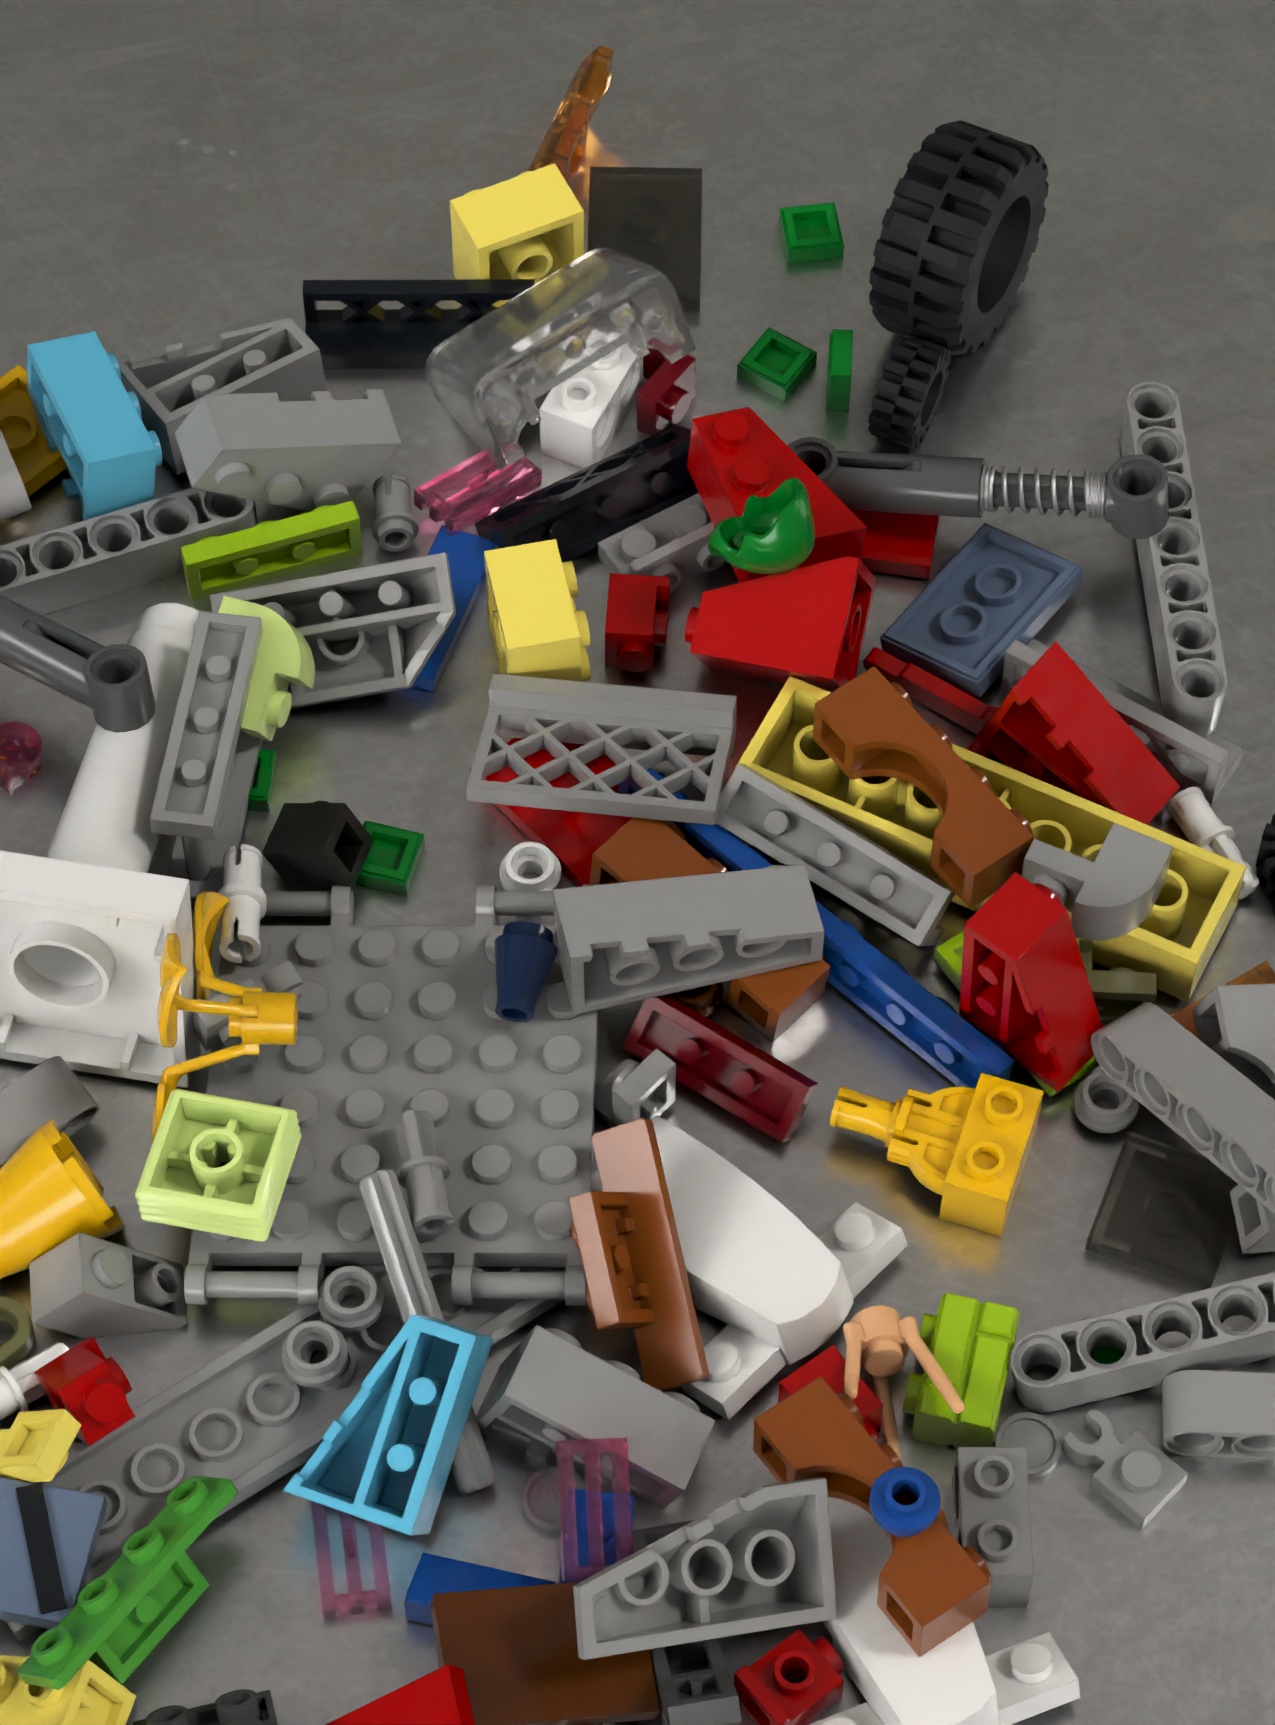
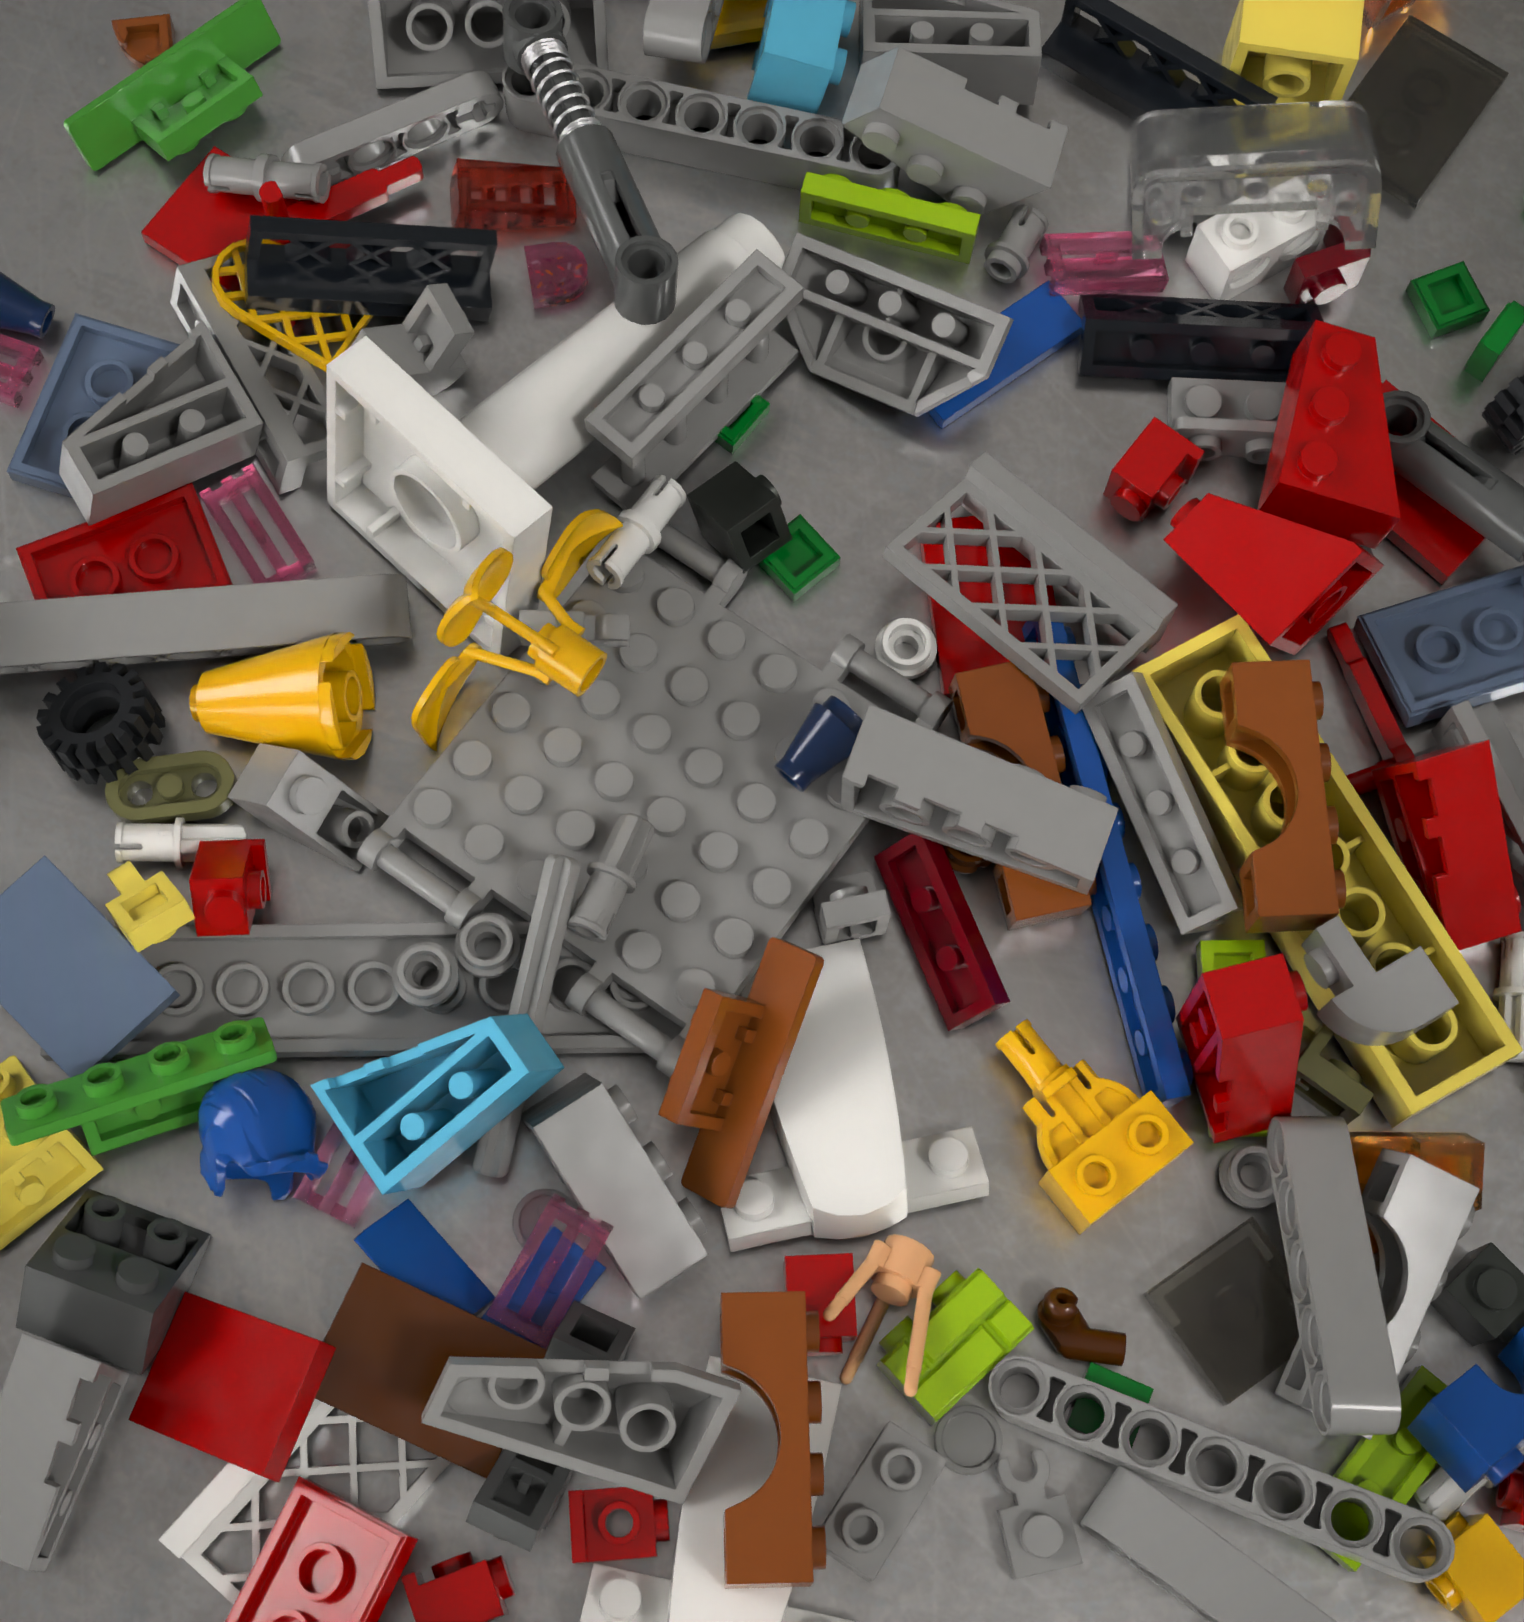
camera: 30 degrees right, 15 degrees up
(41, 1548) = (96, 1003): black piece -> none
(184, 1174) = (453, 725): yellowish green brick -> none
(261, 1567) = (258, 1129): none -> blue hair
(281, 660) = (813, 329): yellowish green brick -> none
(535, 613) = (1060, 421): light yellow brick -> none
(771, 534) = (1297, 479): green hair -> none
(904, 1519) = (781, 1486): blue plate -> none
(1050, 1309) = (1071, 1333): none -> reddish brown arm

